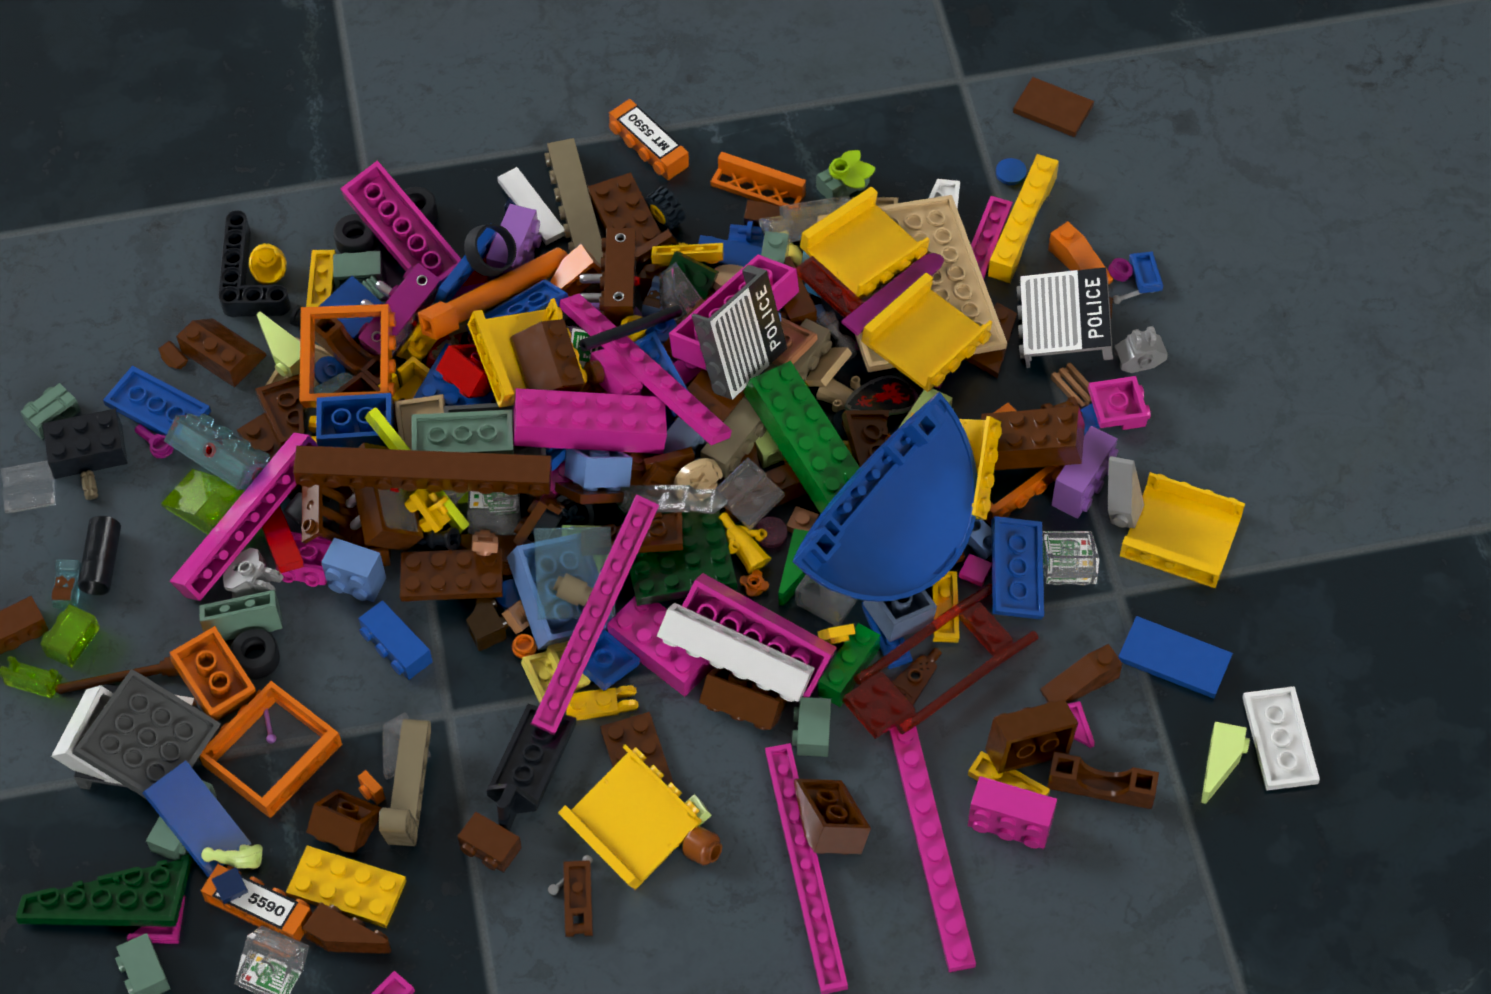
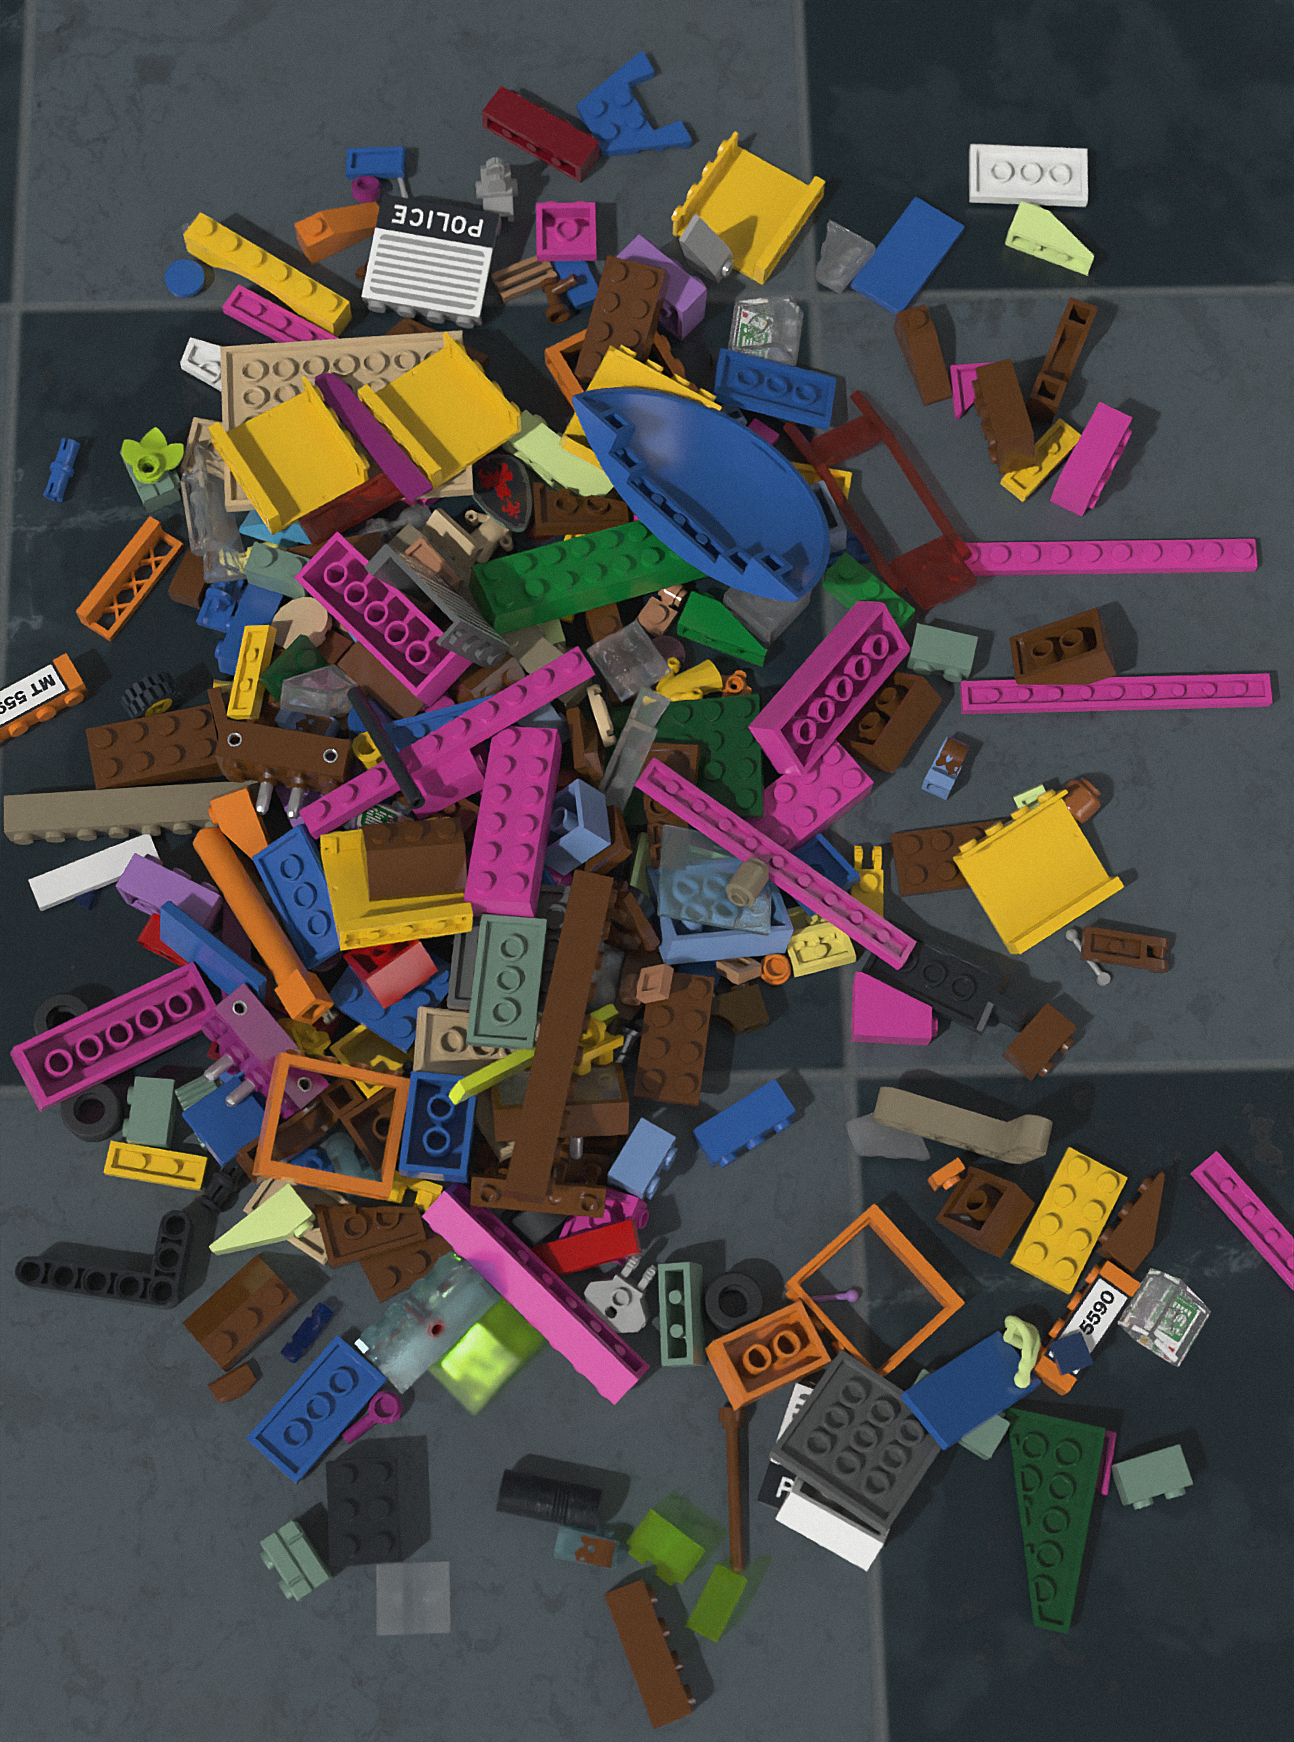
camera: 85 degrees left, 15 degrees up
(89, 485) = (427, 1512): dark tan piece -> none
(211, 391) = (306, 1332): none -> clear blue axle
(267, 264) = (116, 1234): yellow hair -> none
(474, 258) = (197, 929): black tyre -> none
(495, 725) = (888, 1014): none -> dark pink slope
(594, 372) = (436, 806): reddish brown tile -> none
(713, 744) = (945, 768): none -> leg
(735, 652) = (857, 710): white brick -> none
(835, 128) = (61, 470): none -> blue pin
(837, 634) = (839, 597): yellow plate -> none
(913, 687) = (890, 546): reddish brown piece -> none
(1053, 106) = (92, 208): reddish brown tile -> none
(1156, 605) = (842, 257): none -> clear wing
(1204, 373) = (541, 133): none -> dark red brick
(1242, 425) = (617, 119): none -> blue wing

